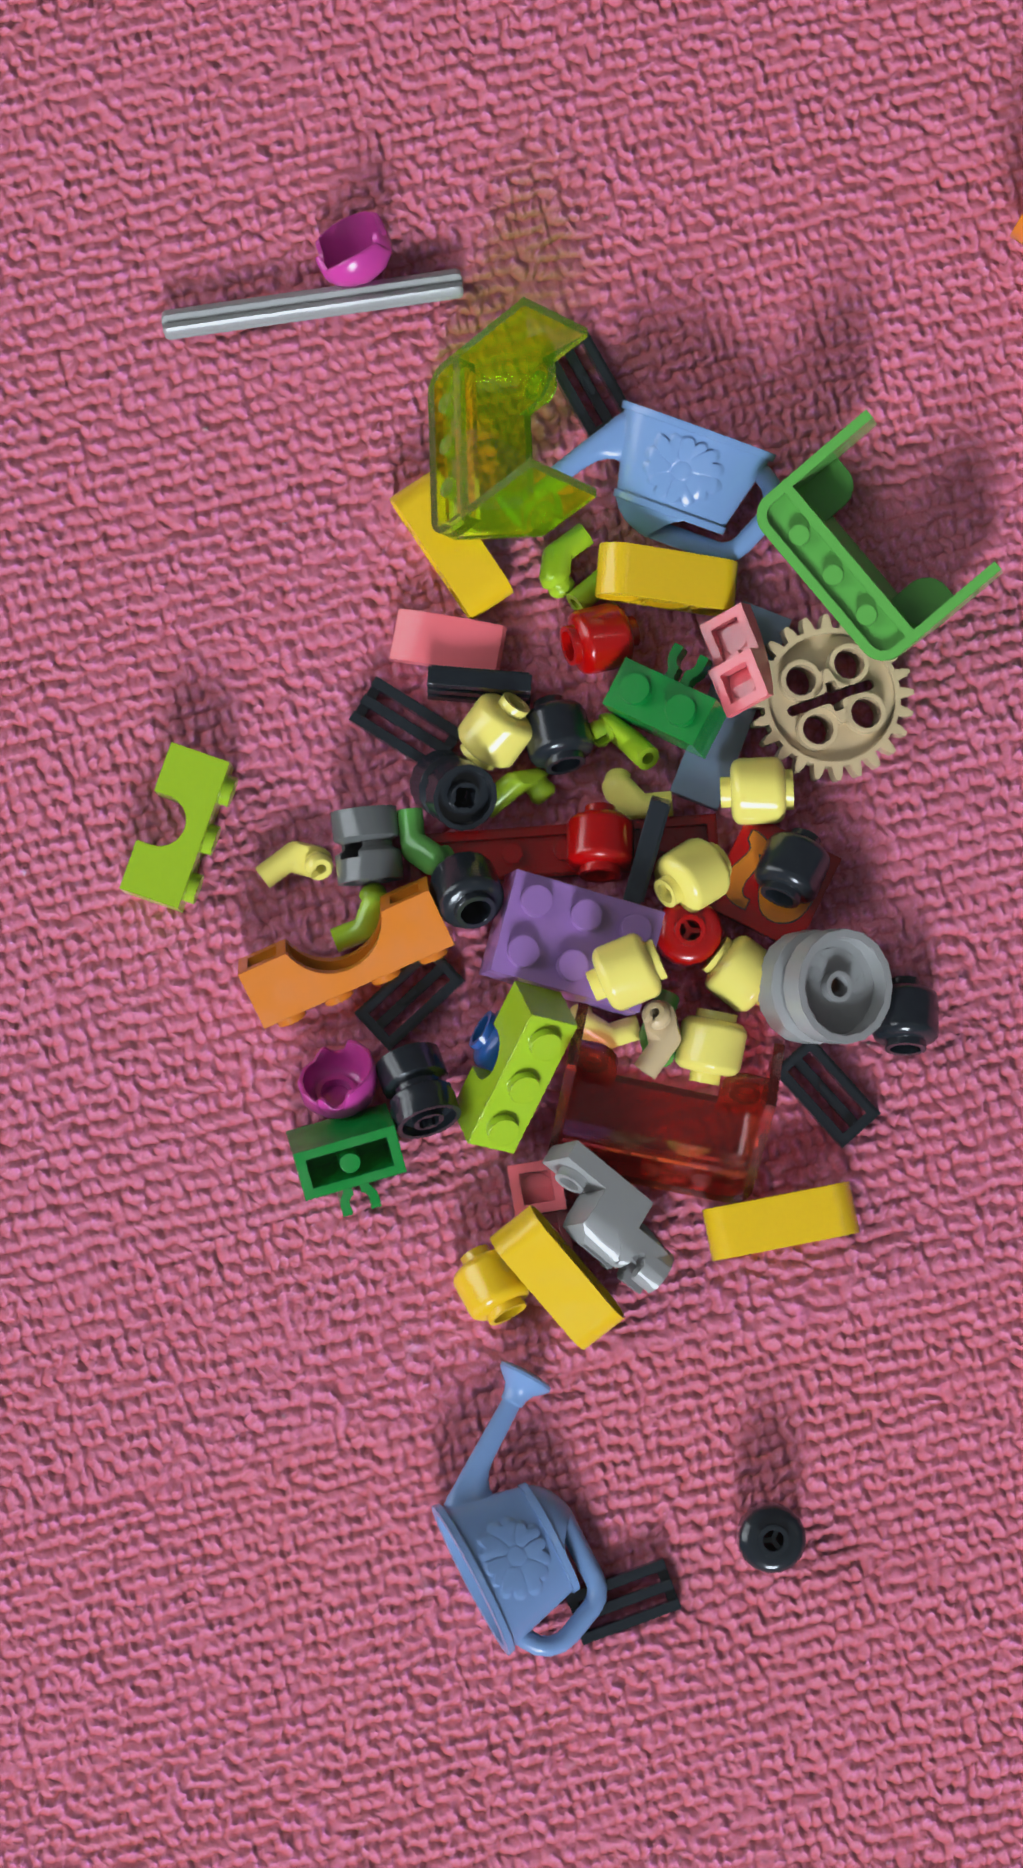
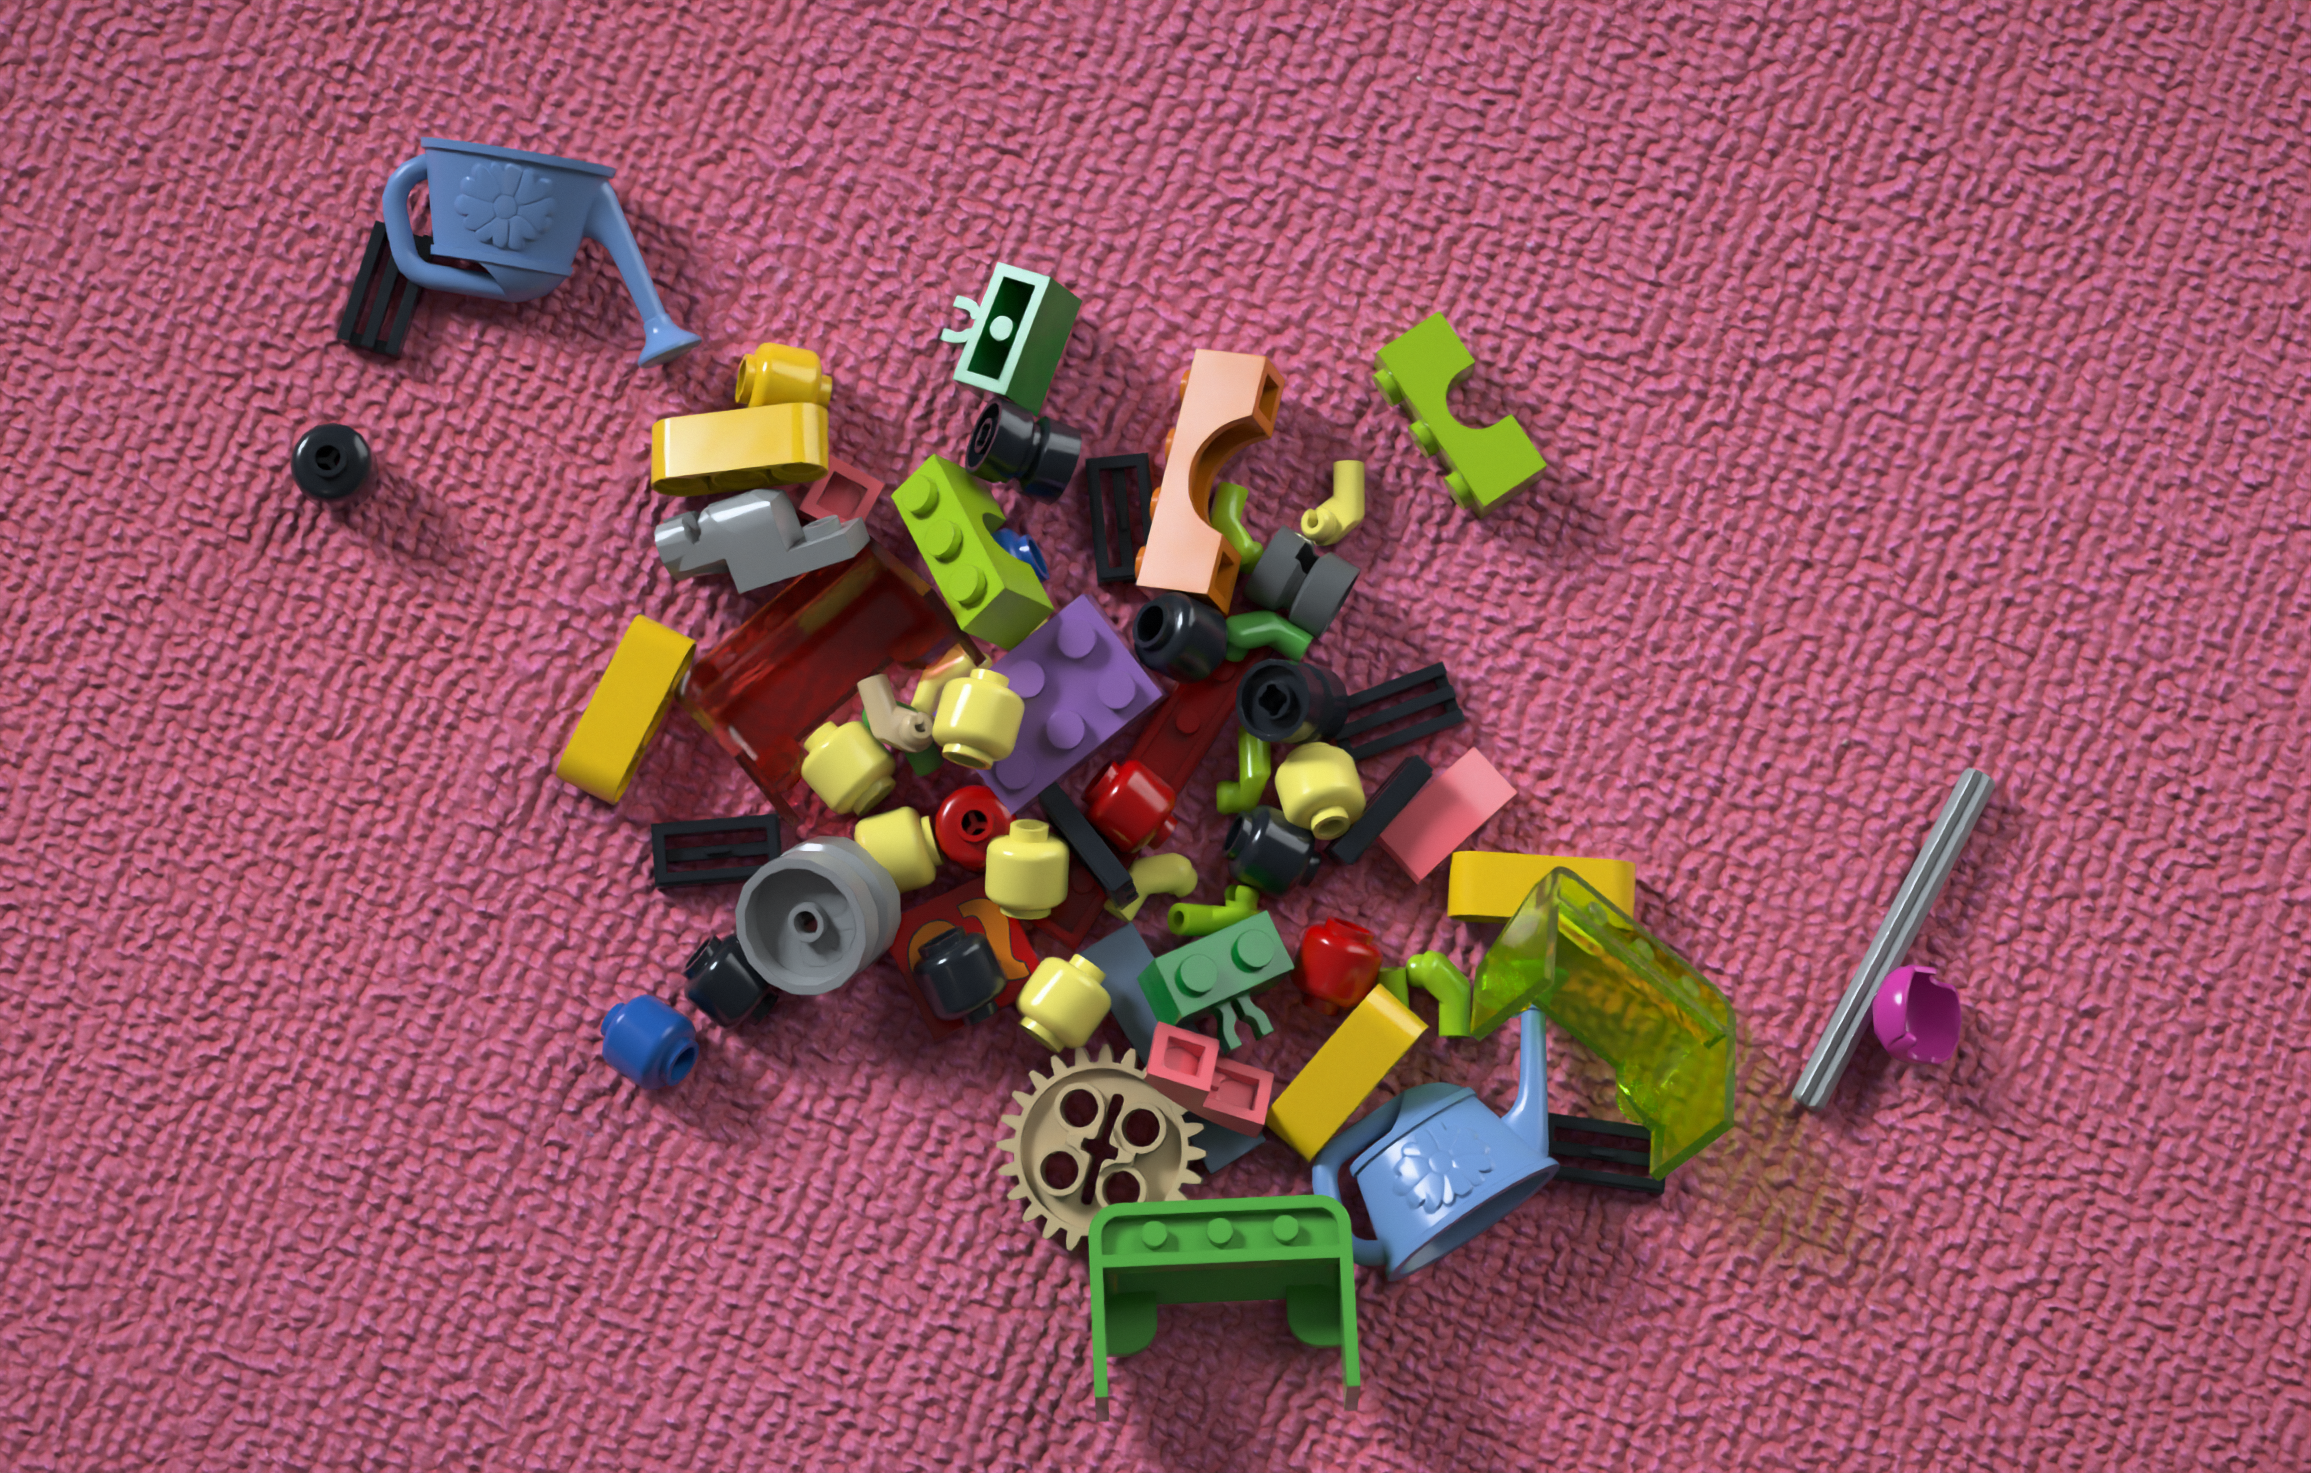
camera: 125 degrees right, 5 degrees down
(339, 1081) = (1090, 384): dark pink hair -> none
(983, 1037) = (649, 1042): none -> blue head

